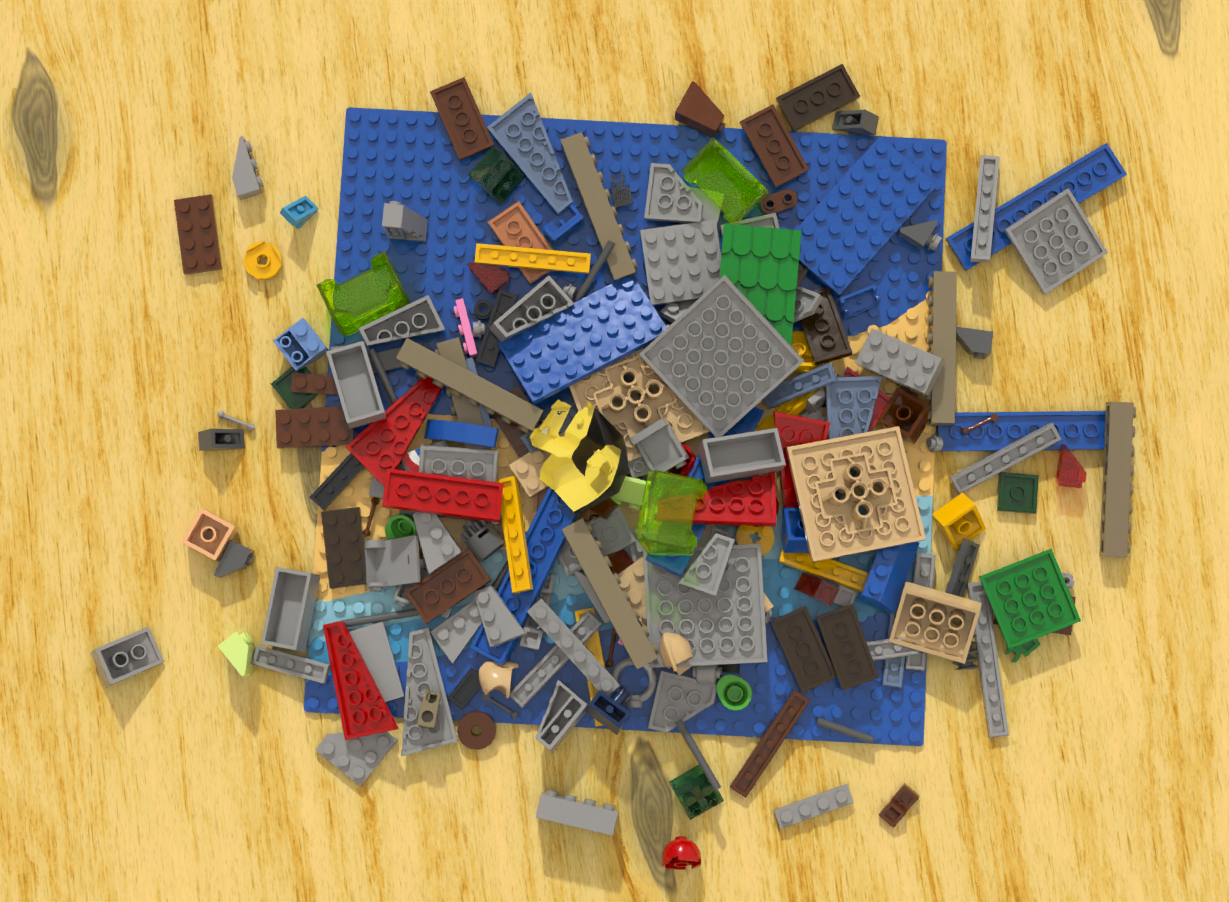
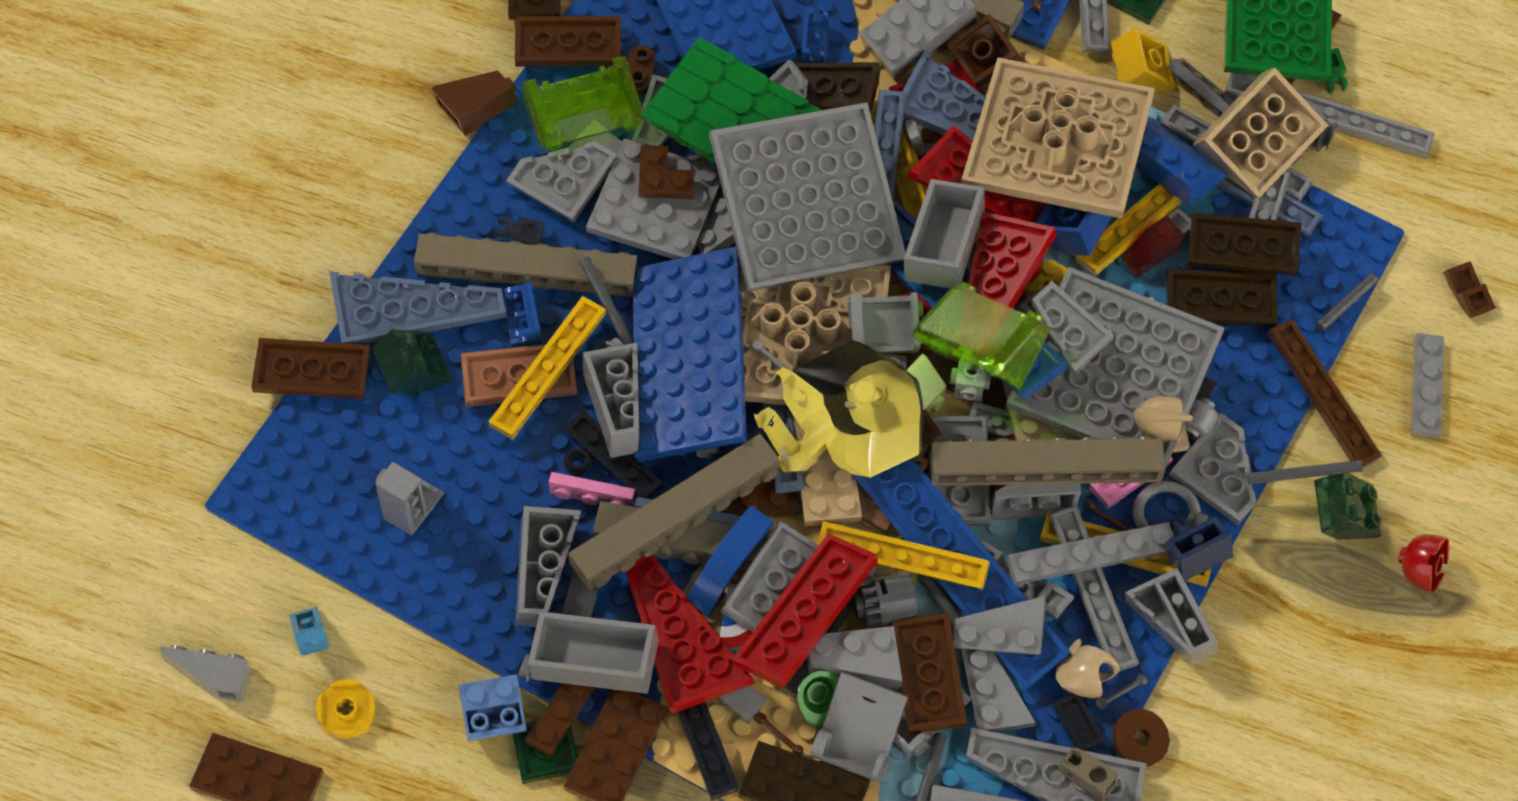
camera: 65 degrees left, 20 degrees down
(364, 296) = (475, 591): clear neon green windscreen -> none
(478, 329) = (601, 475): light grey plate -> none
(490, 276) = (538, 432): clear red slope -> none
(577, 813) = (1313, 657): light grey piece -> none
(607, 378) = (758, 347): none -> light grey hinge
(693, 256) = (660, 182): none -> reddish brown plate
(734, 692) = (1241, 397): bright green piece -> none
(934, 443) = (1038, 39): light grey plate -> none

